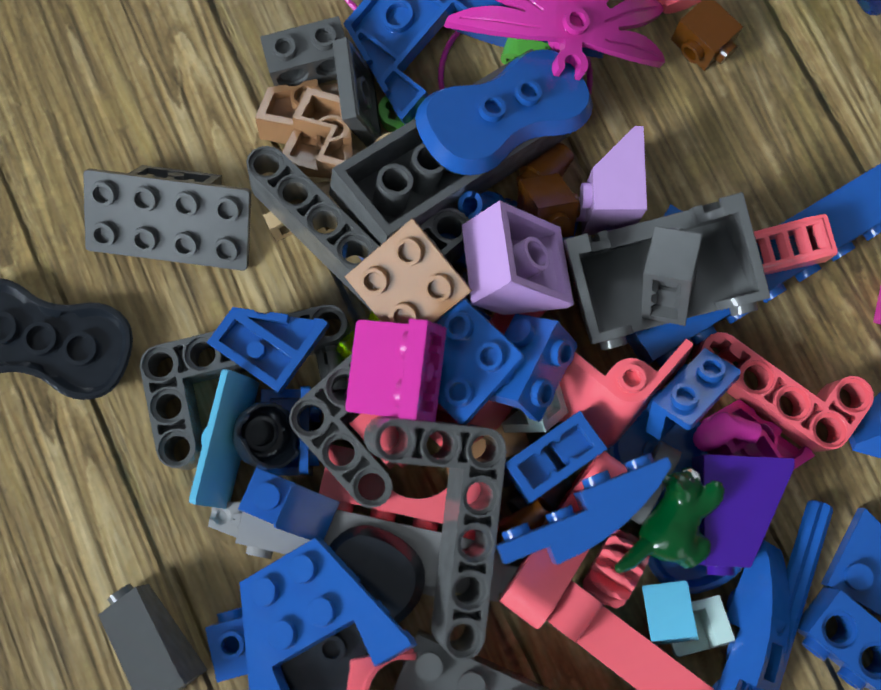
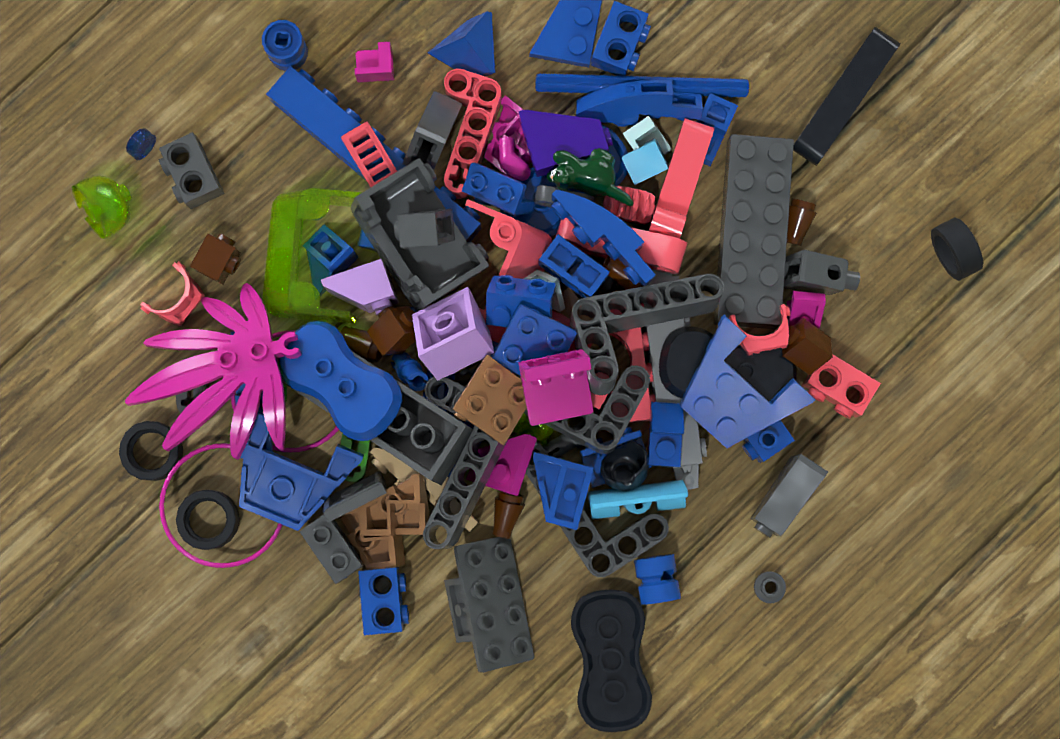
camera: 110 degrees left, 5 degrees up
(60, 576) = (759, 587): none -> dark grey plate
(106, 429) = (657, 579): none -> blue wheel
(228, 84) = (373, 601): none -> blue brick
(273, 275) = (506, 513): none -> reddish brown cone
(323, 292) = (511, 465): none -> dark pink wing
(671, 170) = (327, 256): none -> blue slope
(689, 117) = (281, 290): none -> clear neon green windscreen
(798, 338) = (433, 130): none -> dark grey slope
(827, 44) = (196, 168): none -> dark grey brick

